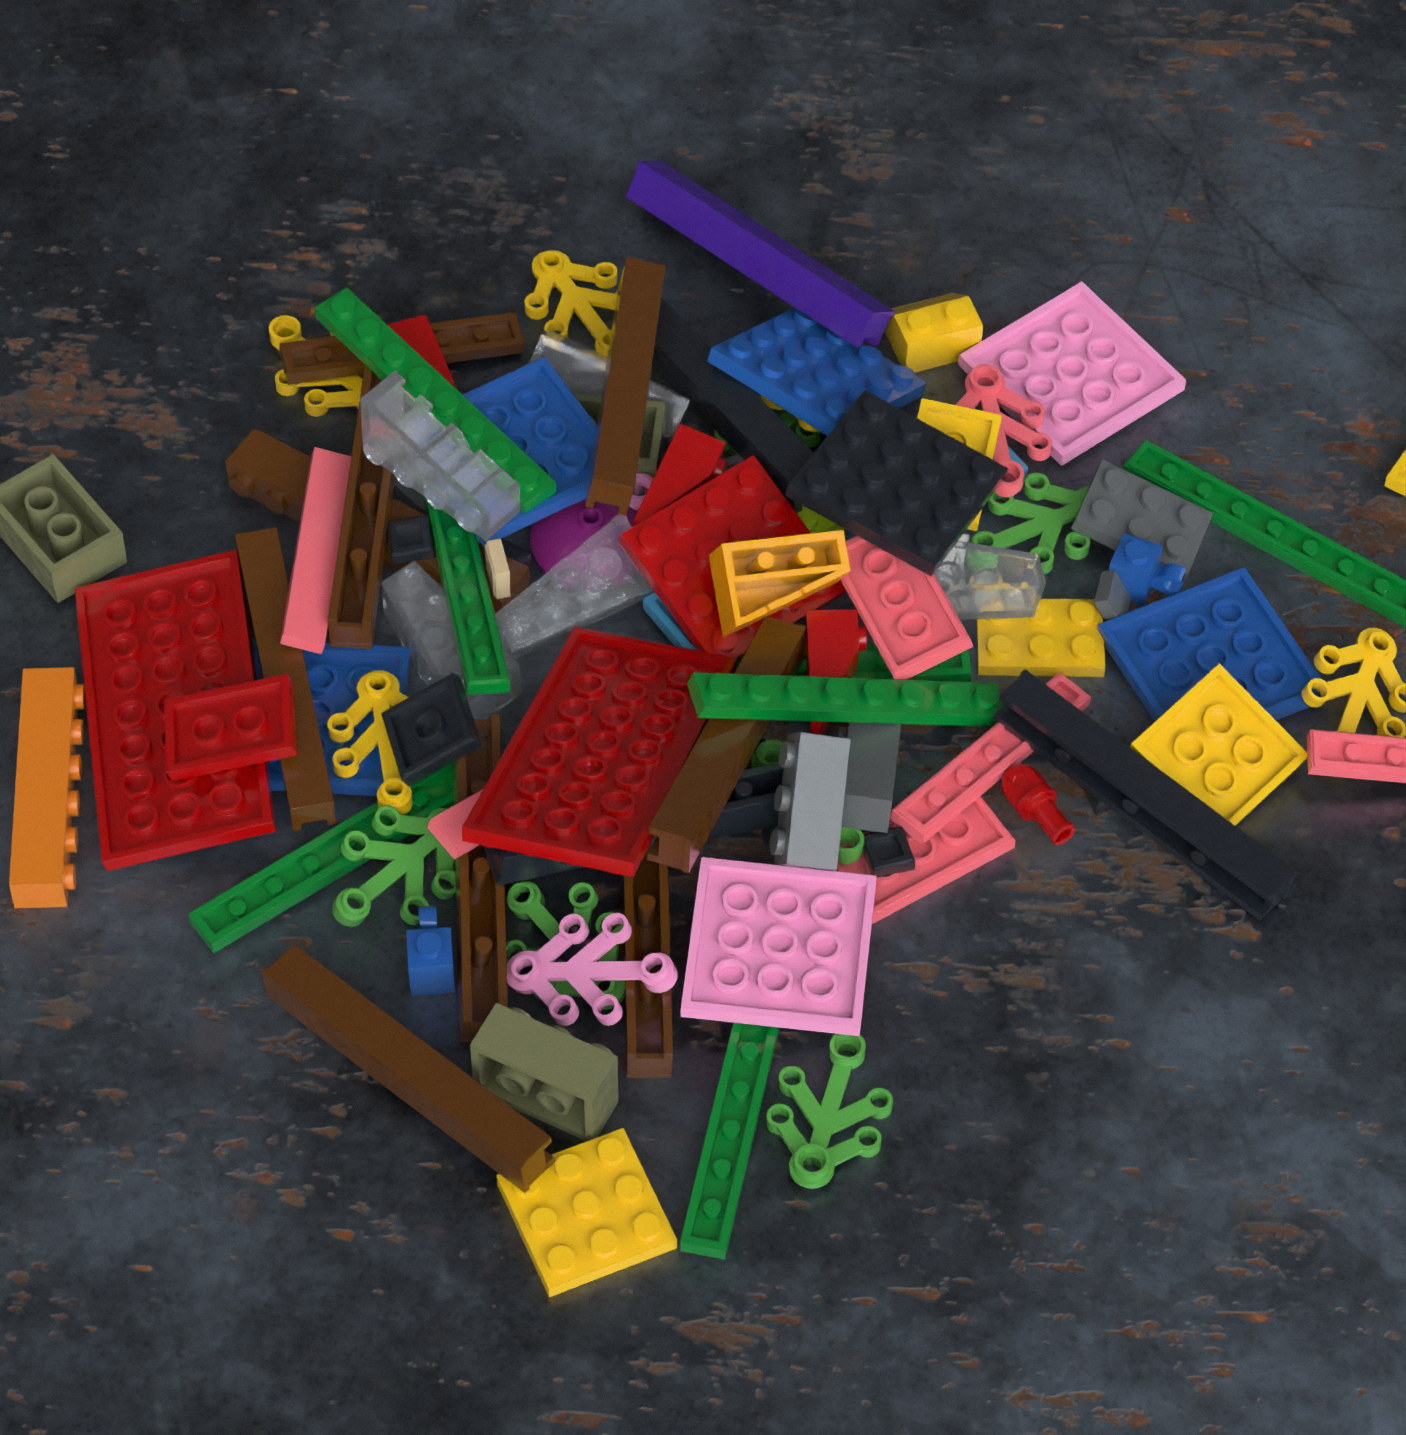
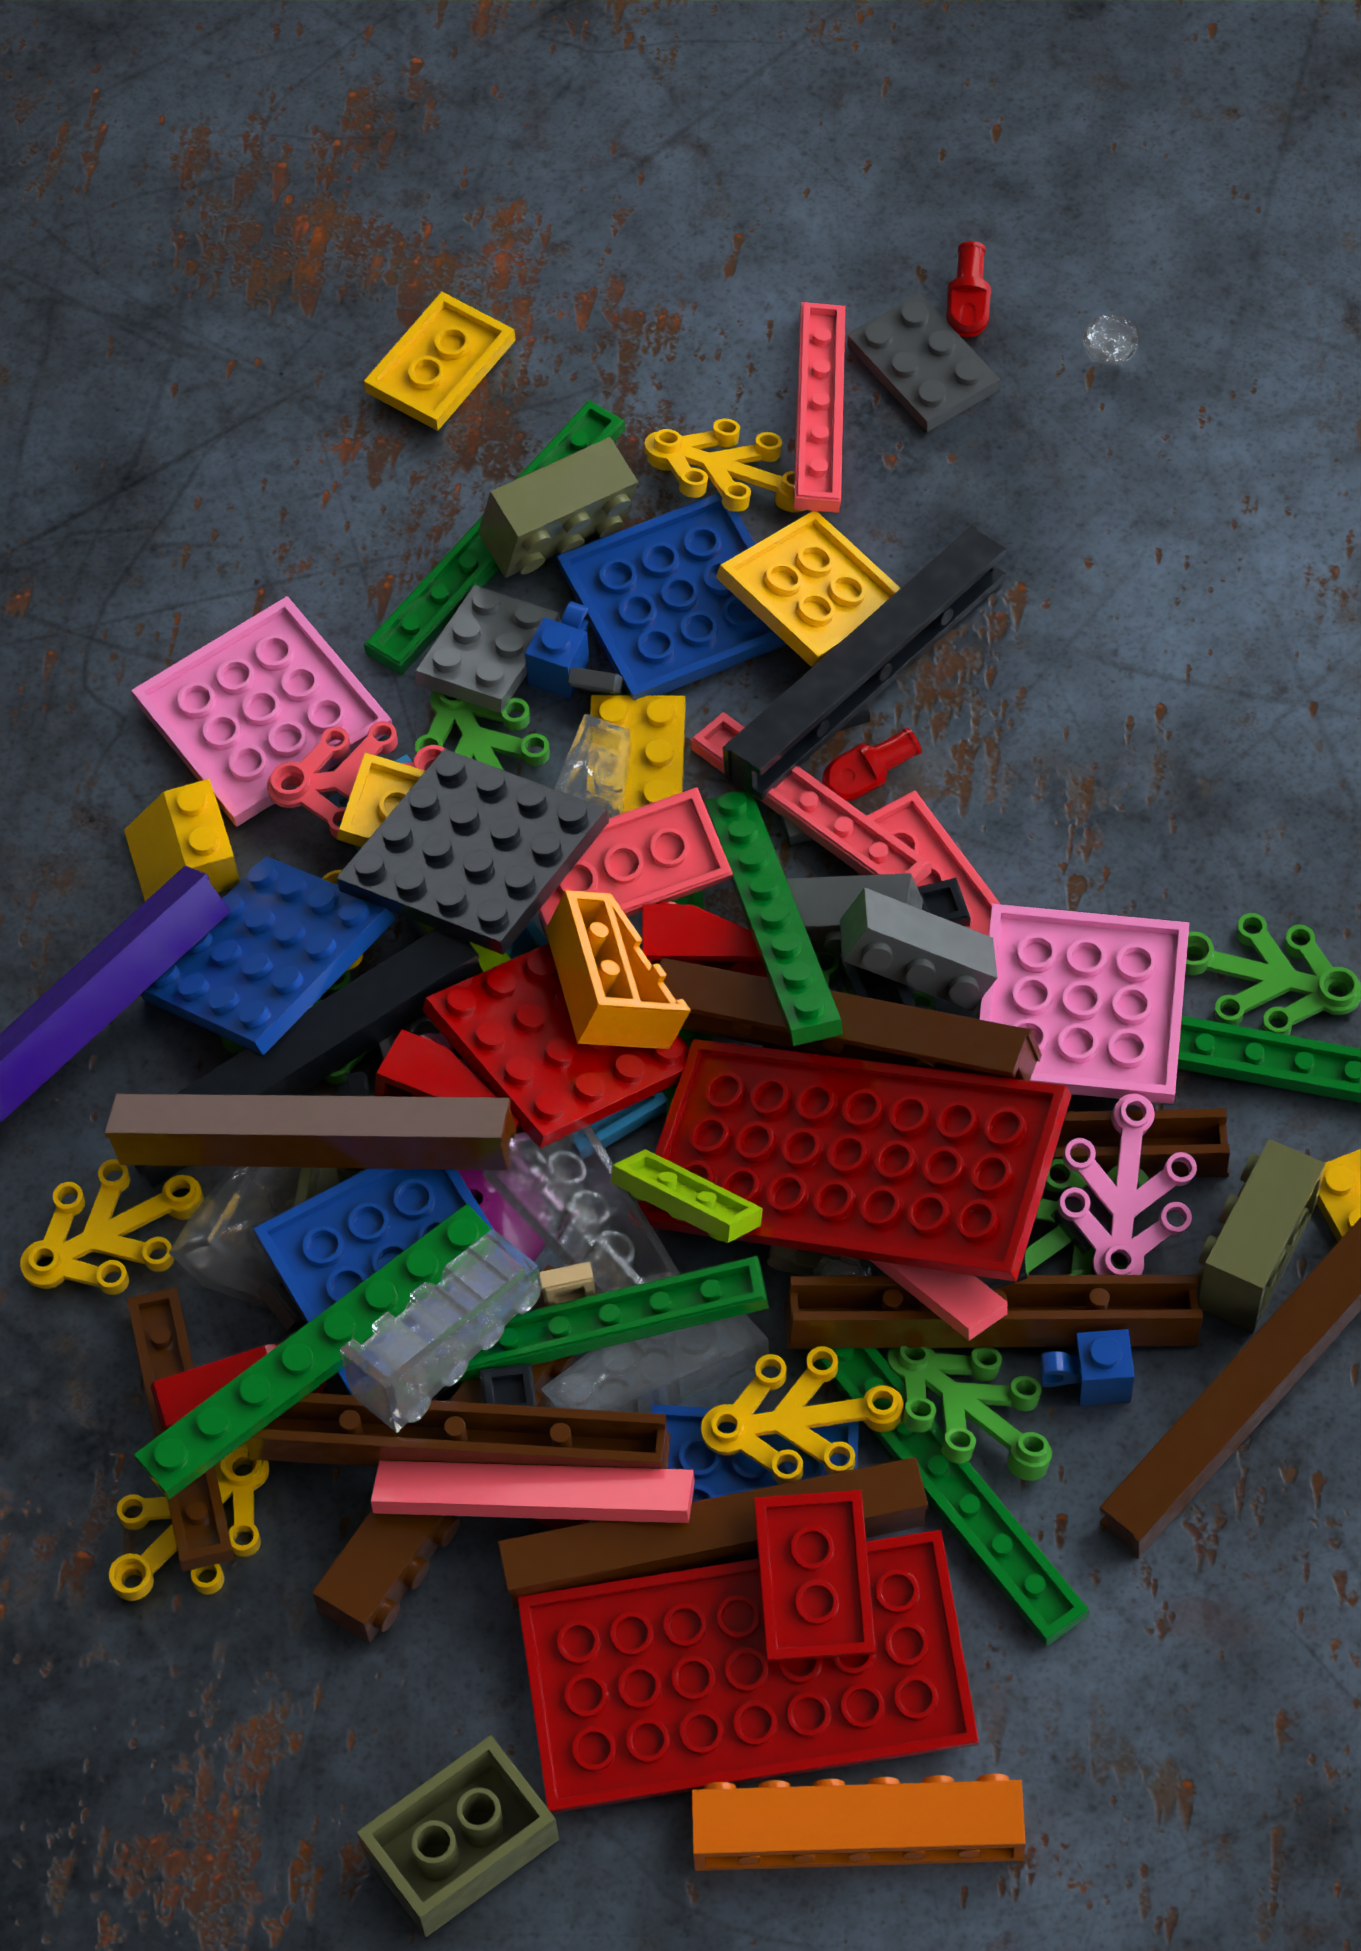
camera: 85 degrees left, 5 degrees up
(431, 729) = (812, 1350): black tile -> none
(574, 642) = (686, 1196): none -> lime plate
(1280, 552) = (557, 508): none -> olive brick

